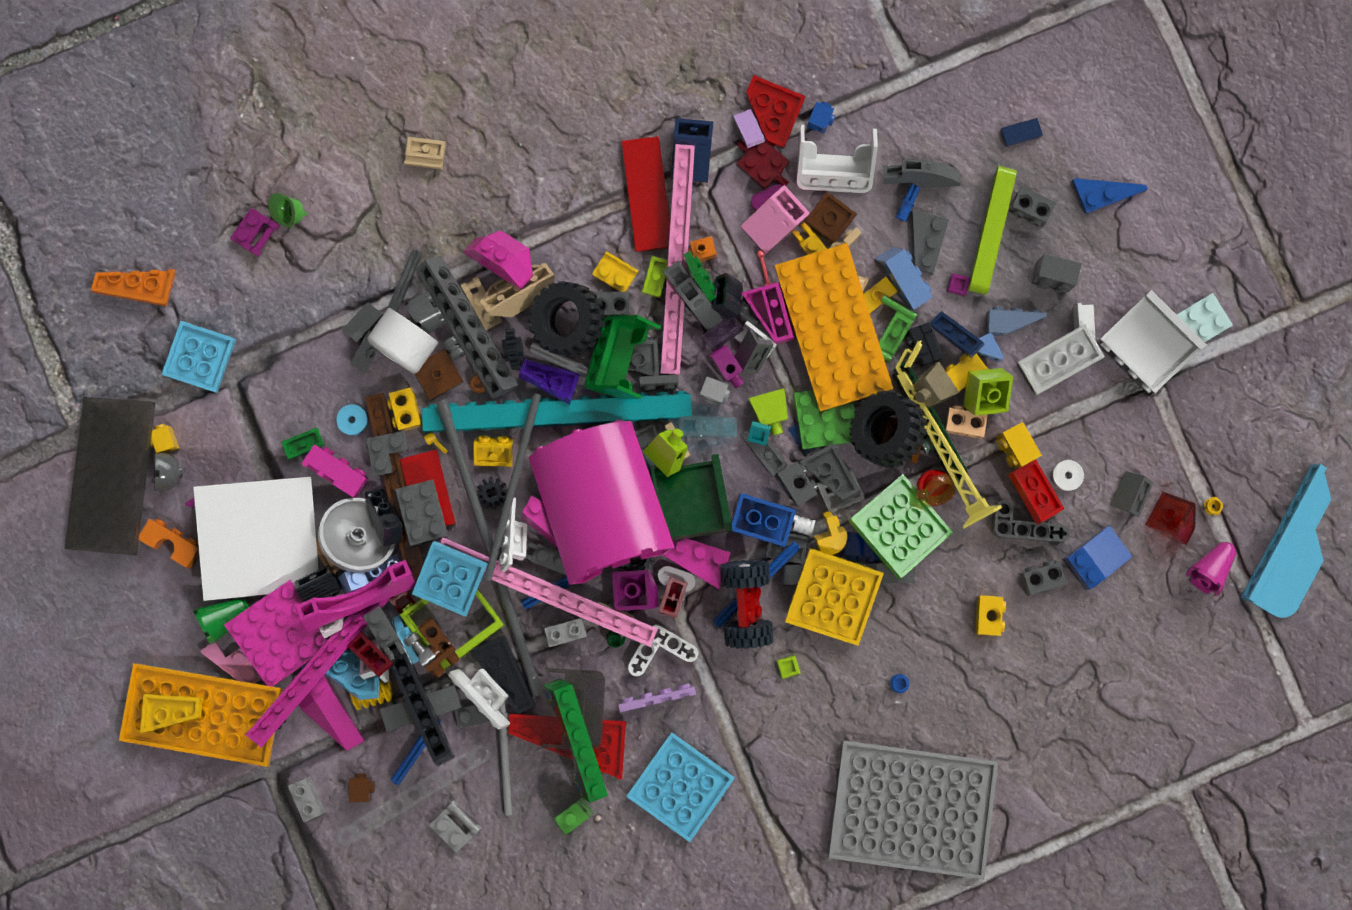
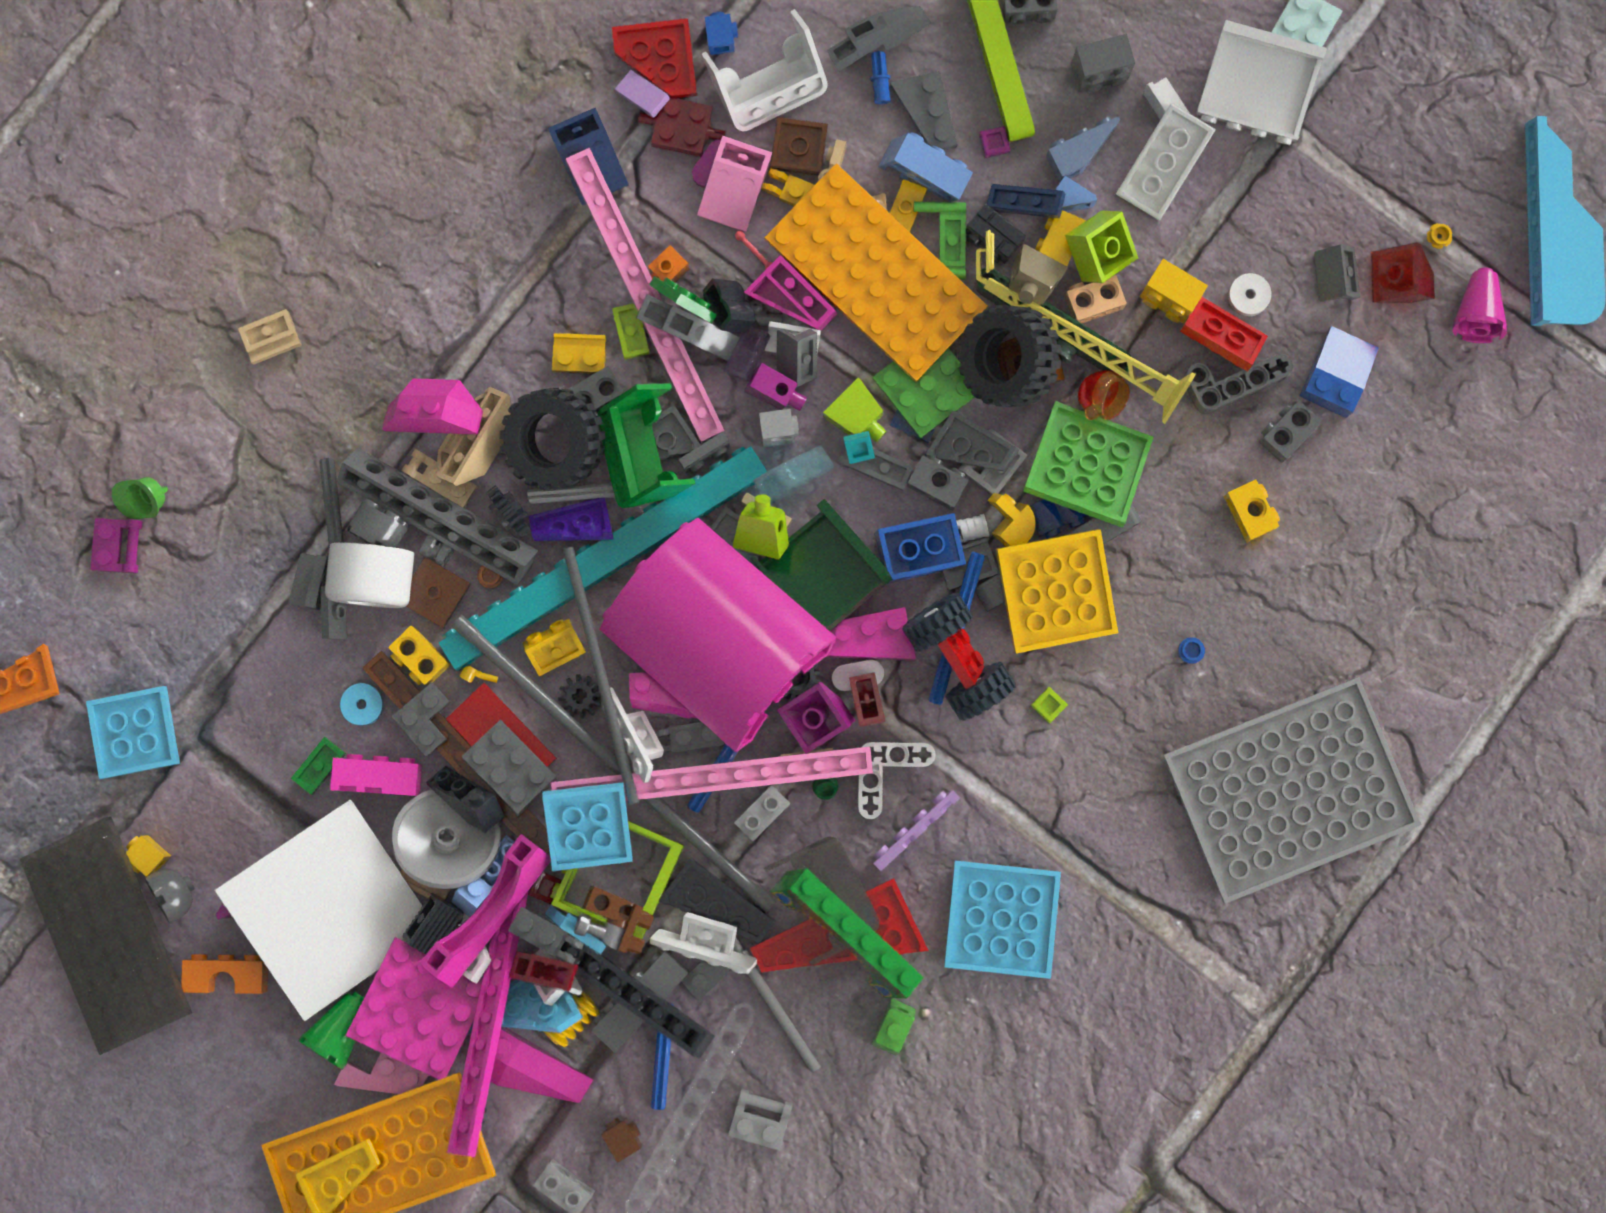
camera: 25 degrees left, 0 degrees up
(647, 193) = (563, 238): red tile -> none

